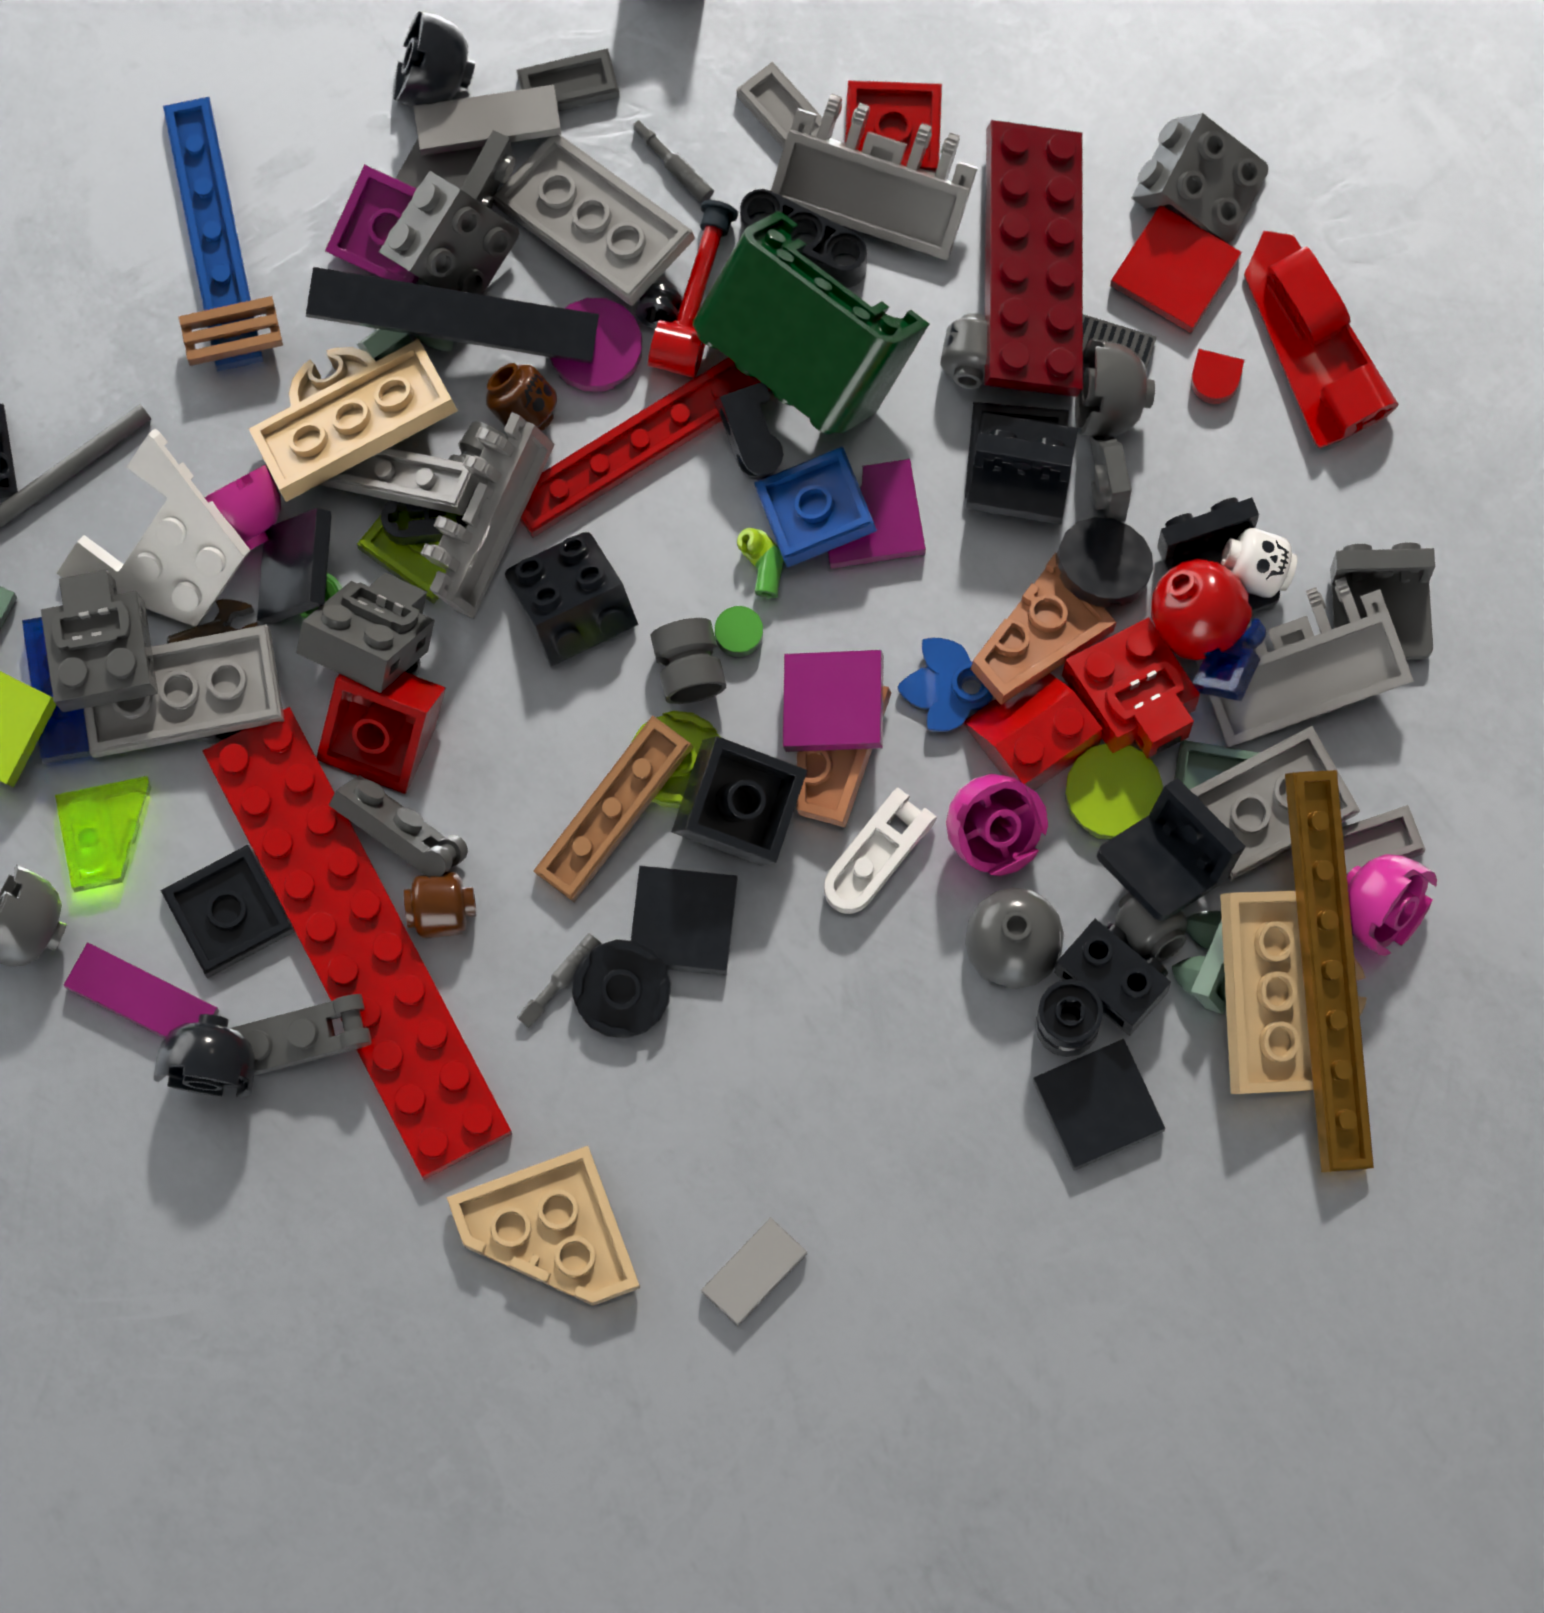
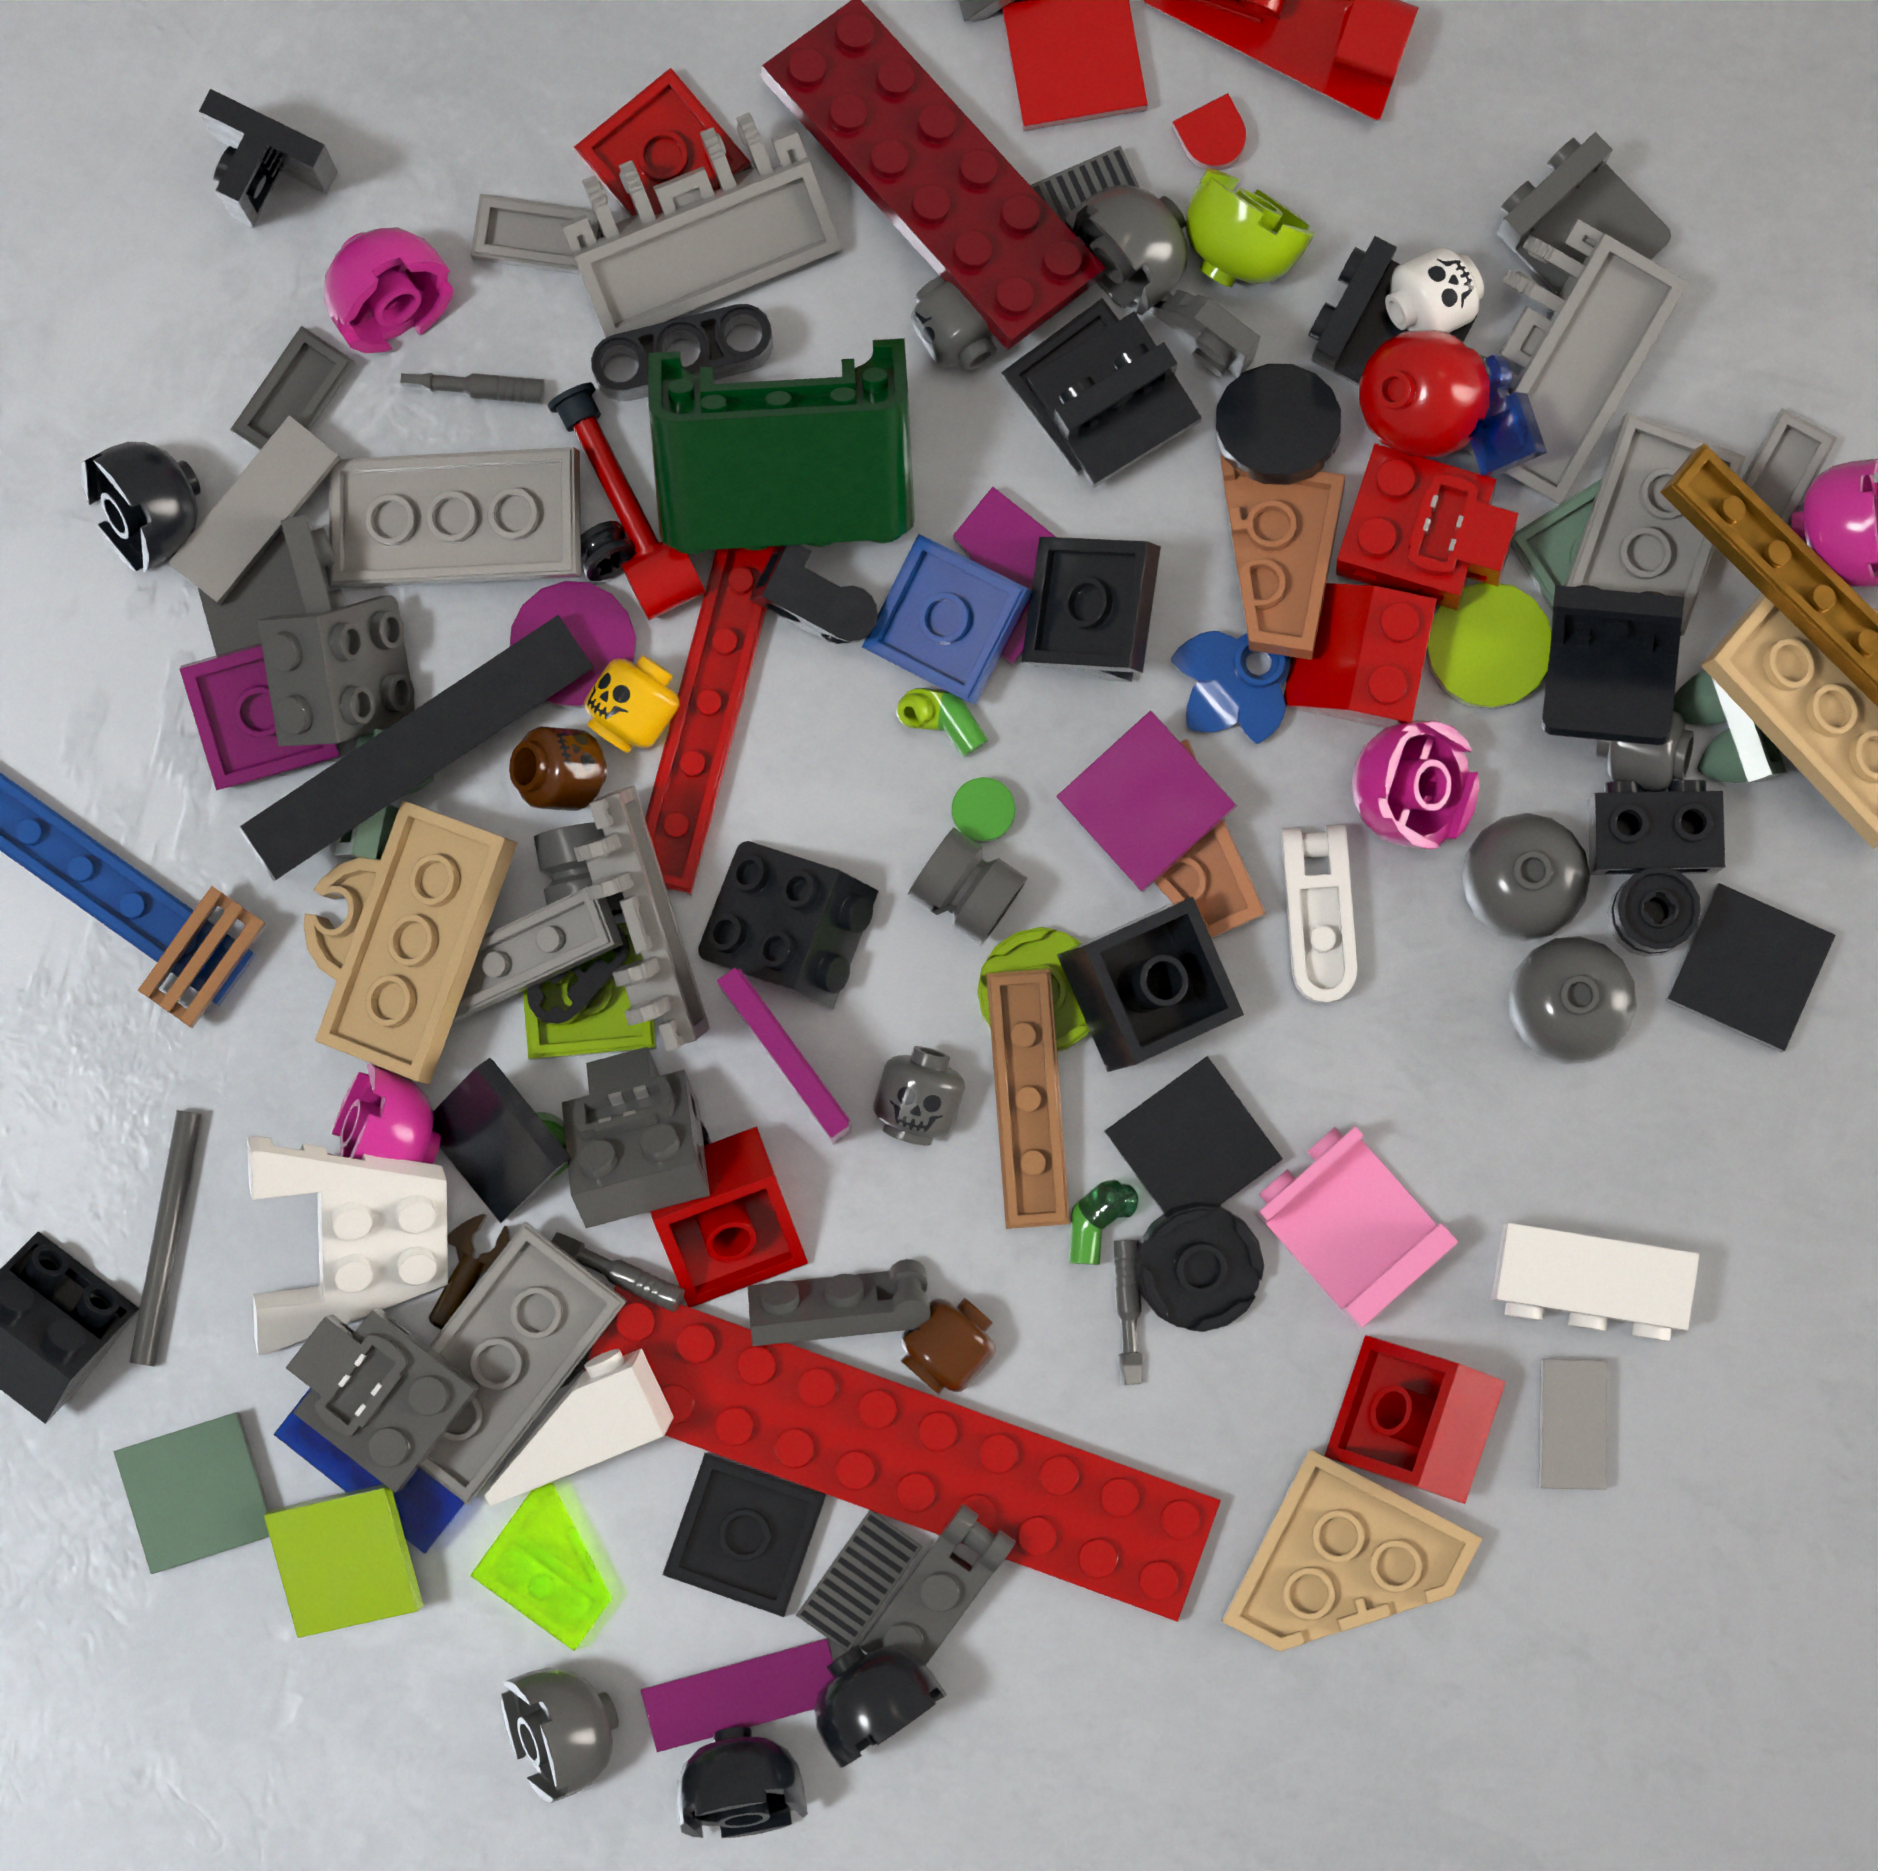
camera: 45 degrees left, 10 degrees up
(88, 1041) = (739, 1785): none -> black cylinder
(198, 761) = (599, 1417): none -> white slope
(266, 992) = (859, 1580): none -> tile
(297, 707) = (624, 1274): none -> dark grey piece
(497, 660) = (785, 1055): none -> magenta tile
(552, 752) = (918, 1096): none -> dark grey head
(590, 907) = (1093, 1214): none -> arm
(595, 399) = (631, 703): none -> yellow head
(665, 1184) = (1415, 1418): none -> red slope
(670, 64) = (384, 287): none -> dark pink cylinder
(732, 1043) = (1353, 1226): none -> bright pink panel
(841, 1197) = (1594, 1280): none -> white brick
(902, 567) = (1091, 605): none -> black bracket
(977, 1030) = (1572, 1000): none -> dark grey cylinder
(1180, 438) = (1243, 232): none -> lime cylinder

